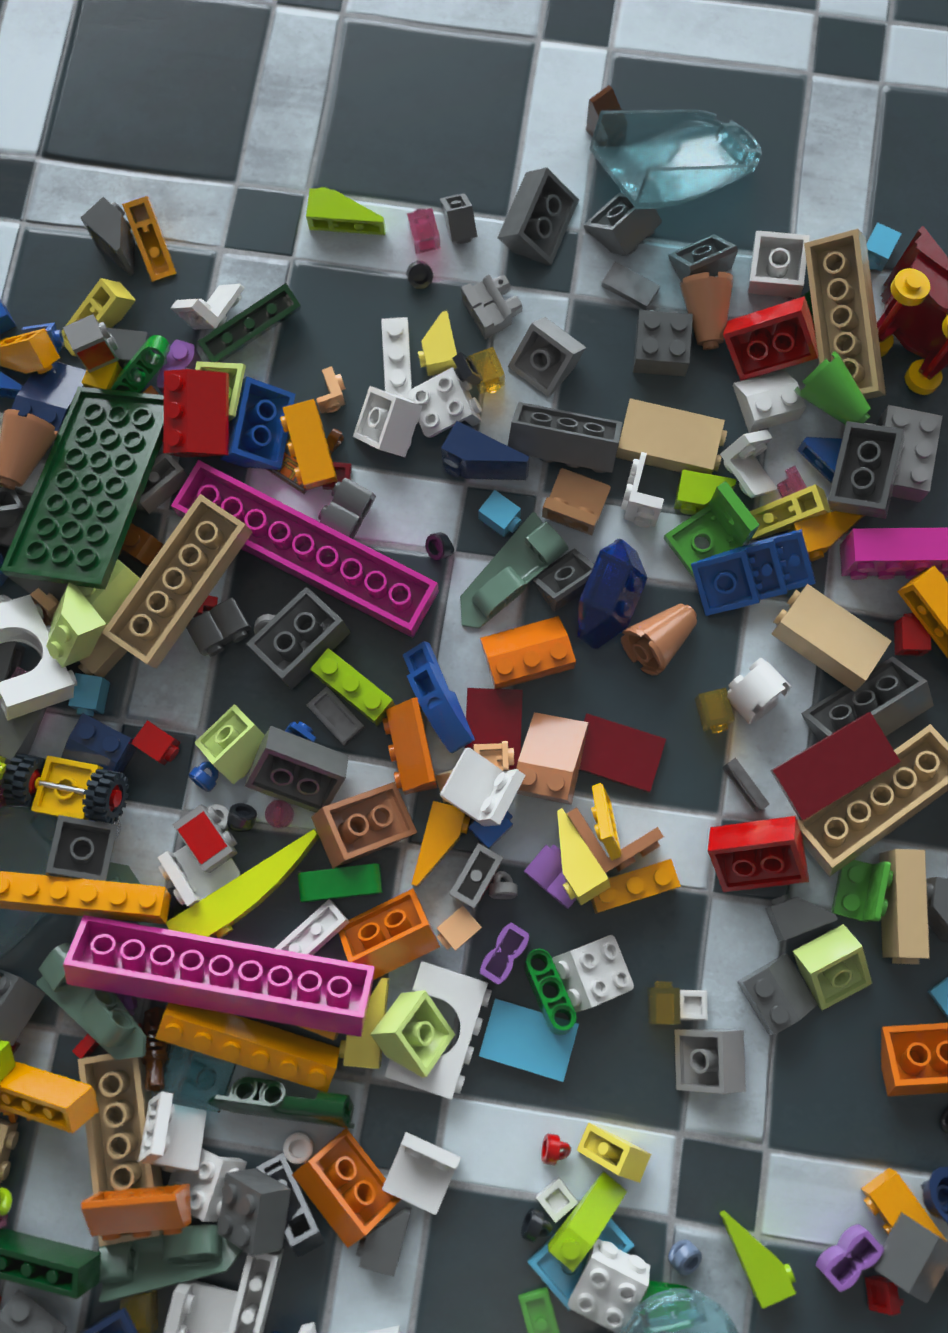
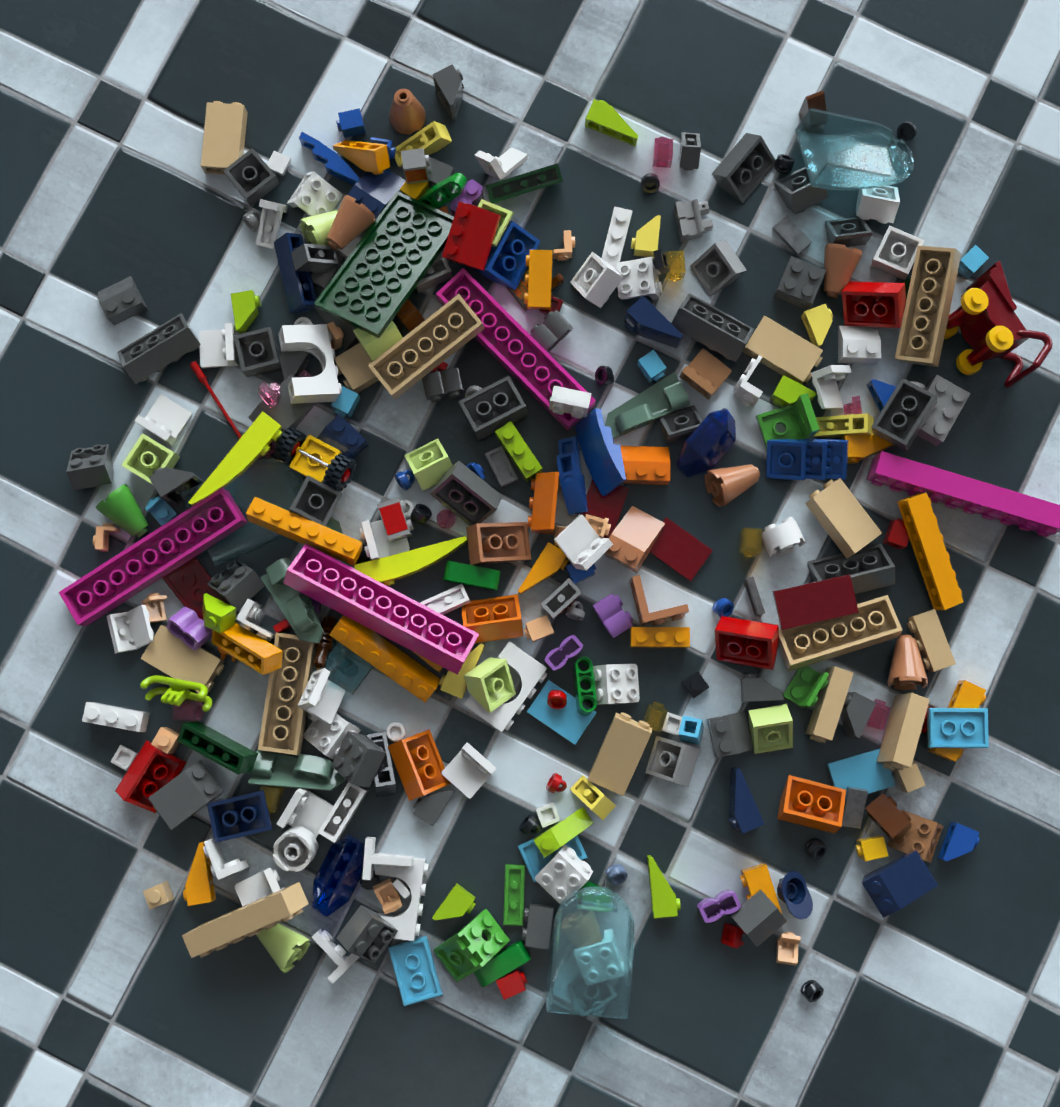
camera: 15 degrees right, 5 degrees up
(30, 1047) = (249, 612): none -> white bracket
(61, 279) = (406, 112): none -> nougat cone
(73, 628) = (350, 356): yellowish green slope -> none
(138, 1211) = (289, 736): orange slope -> none
(149, 238) = (474, 100): light orange slope -> none
(156, 743) = (380, 448): red brick -> none
(326, 1109) = (420, 713): dark green panel -> none
(401, 595) = (569, 401): none -> white bracket
(467, 653) = (600, 453): none -> blue slope
(516, 1024) = (557, 699): none -> red tile
(580, 868) = (629, 615): light yellow slope -> none
(589, 193) = (784, 161): none -> black tile
(606, 825) = (655, 590): yellow plate -> none
(632, 1075) = (620, 753): none -> tan brick
(704, 388) = (817, 323): none -> light yellow slope
(705, 937) = (695, 685): none -> black plate
(707, 814) = (723, 607): none -> blue tile
(722, 1006) = (691, 730): none -> medium azure brick
(730, 210) = (878, 204): none -> white slope
(735, 108) = (906, 131): none -> black tile
(833, 1097) = (742, 806): none -> dark blue slope
(835, 392) = (902, 355): bright green cone -> none

